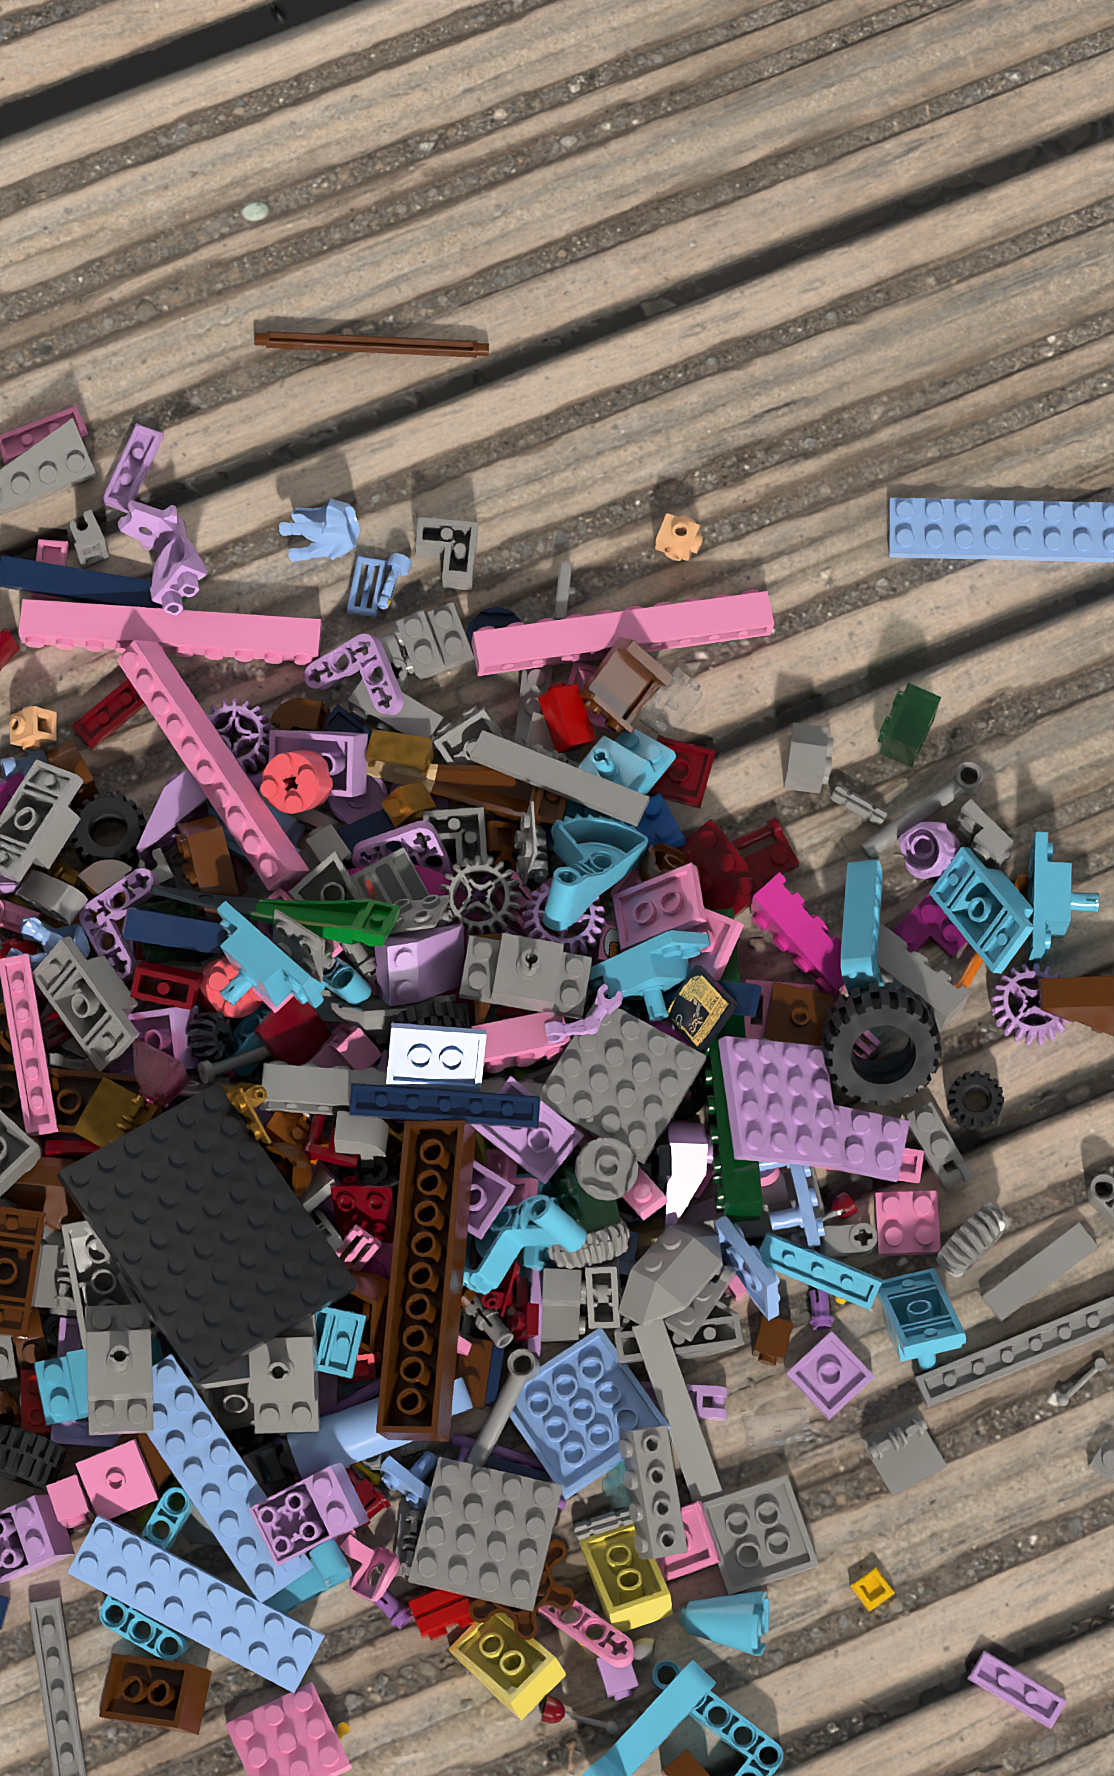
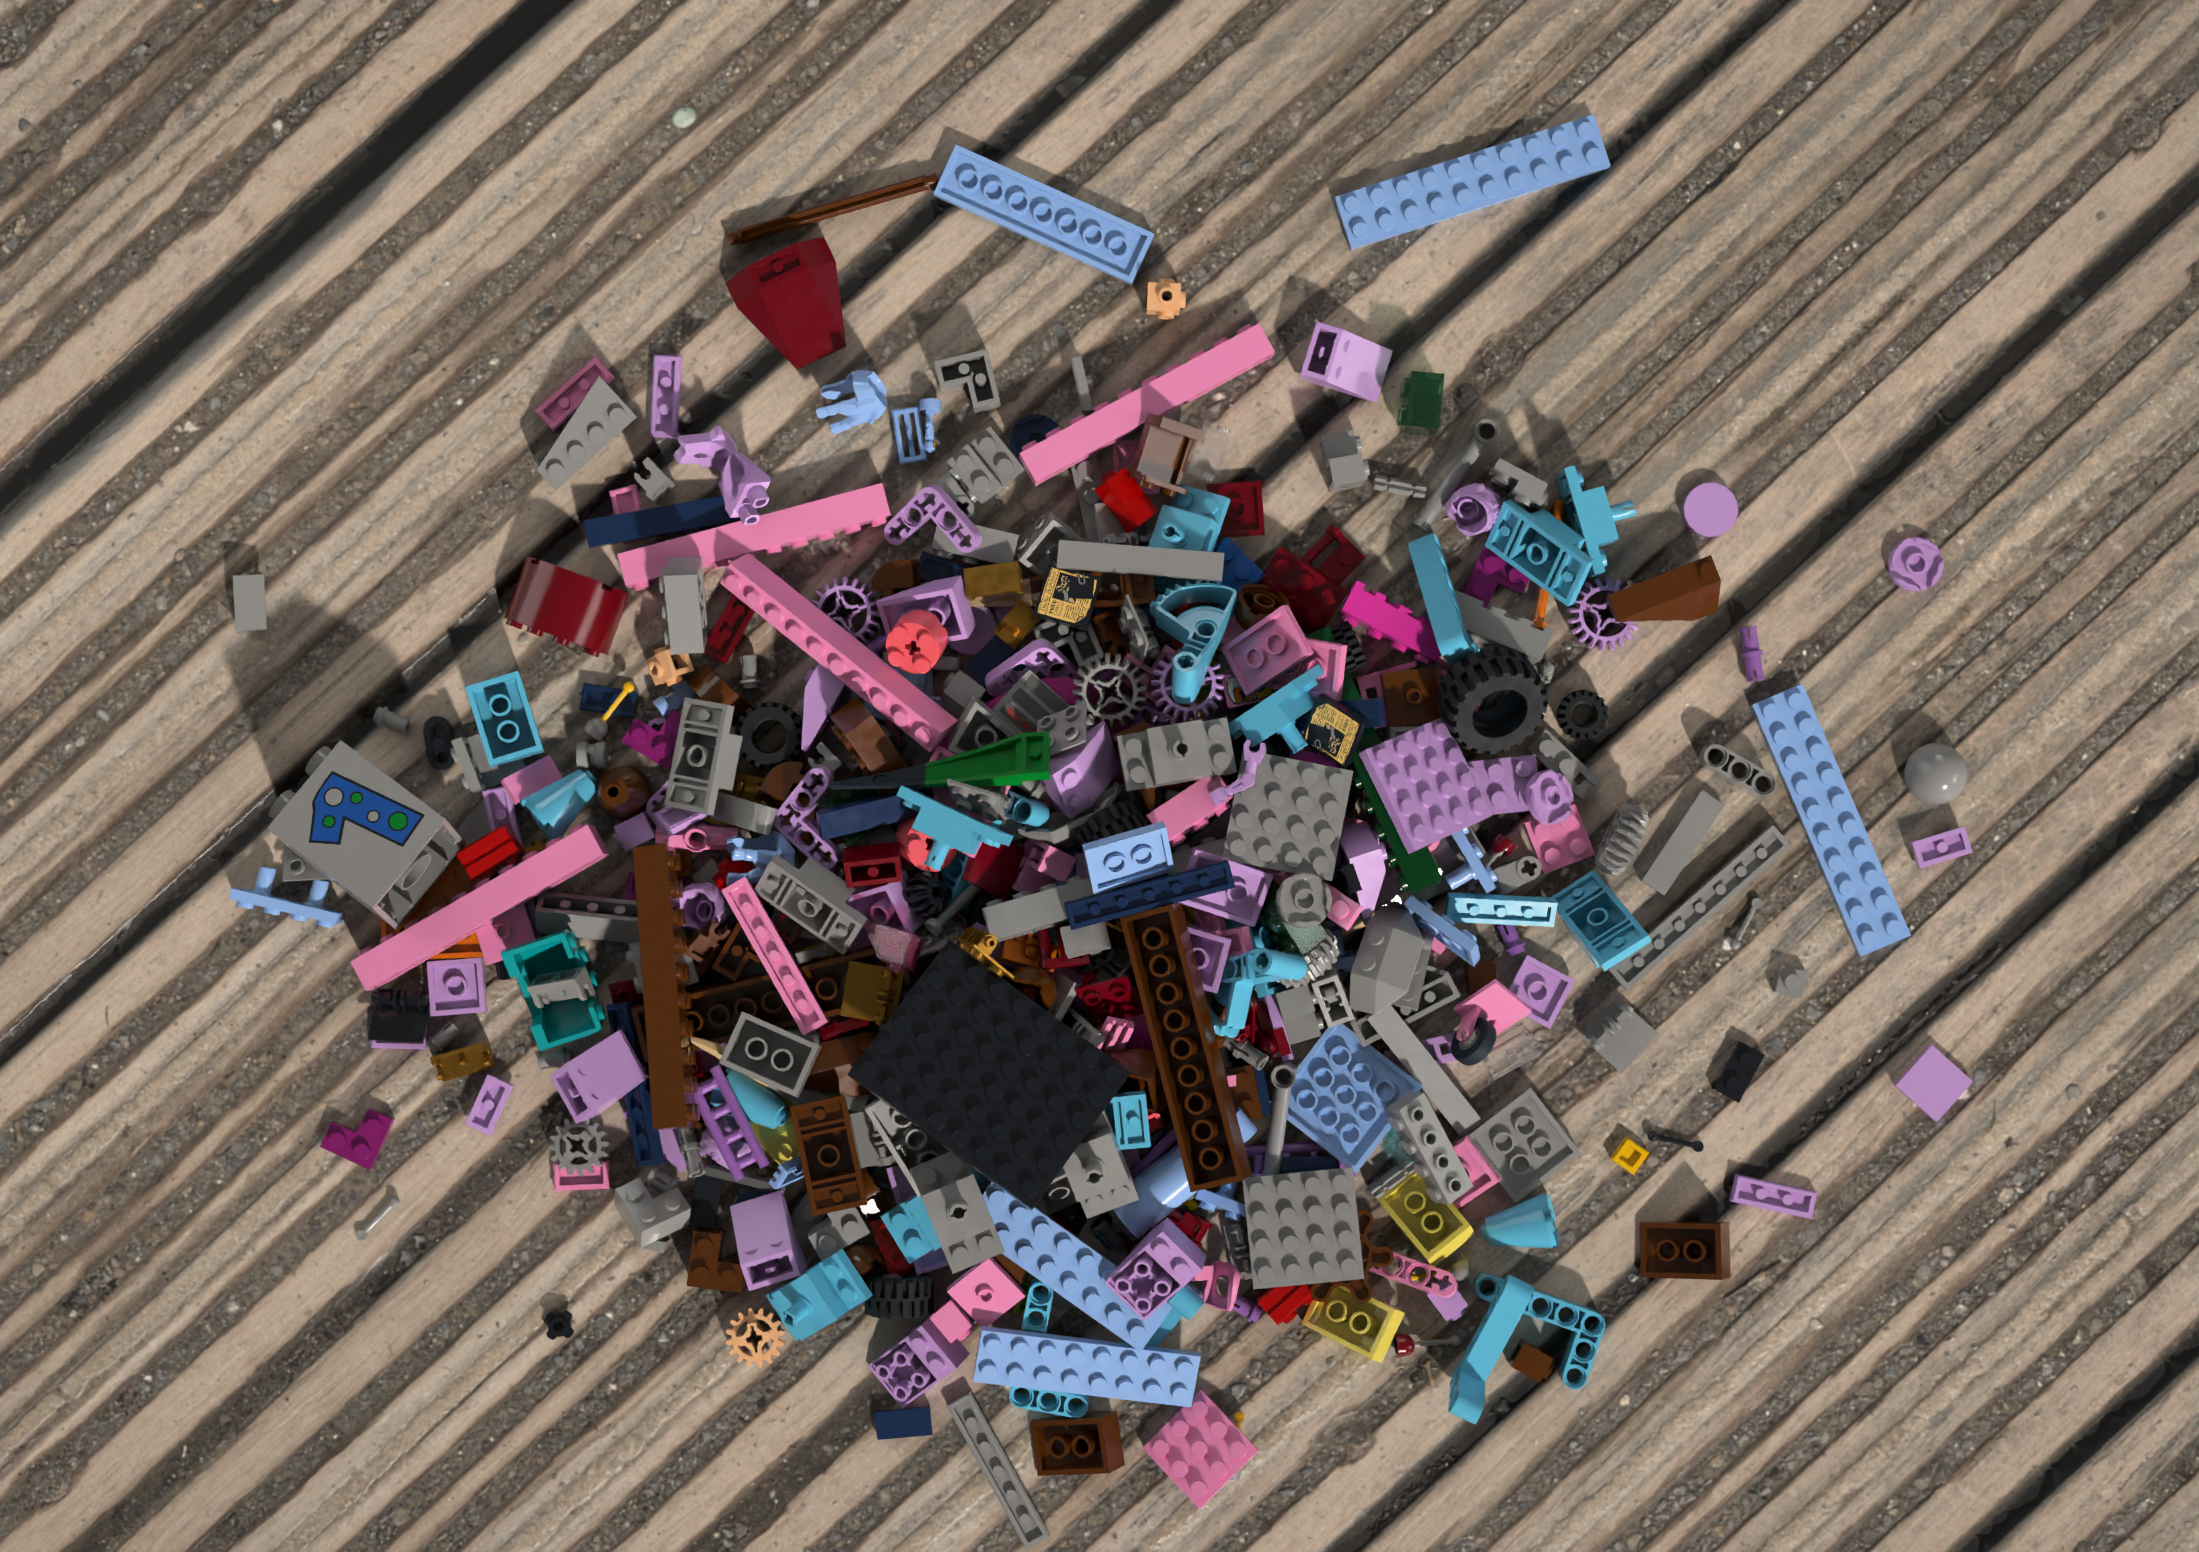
camera: 15 degrees left, 15 degrees up
(71, 669) = (684, 605): none -> light grey brick
(111, 766) = (749, 675): none -> light grey pin
(298, 416) = (794, 301): none -> dark red wedge
(470, 792) = (1068, 597): none -> tile
(584, 418) = (1043, 214): none -> light blue plate
(749, 945) = (1345, 635): none -> black tyre
(763, 1380) = (1482, 1019): none -> bright pink plate
(843, 660) = (1345, 362): none -> lavender slope
(900, 1712) = (1685, 1250): none -> reddish brown slope
(909, 1169) = (1549, 797): none -> lavender tile
(950, 1040) = (1544, 669): none -> light grey piece
(950, 1605) = (1696, 1145): none -> black hinge
(1022, 1539) = (1738, 1071): none -> black plate

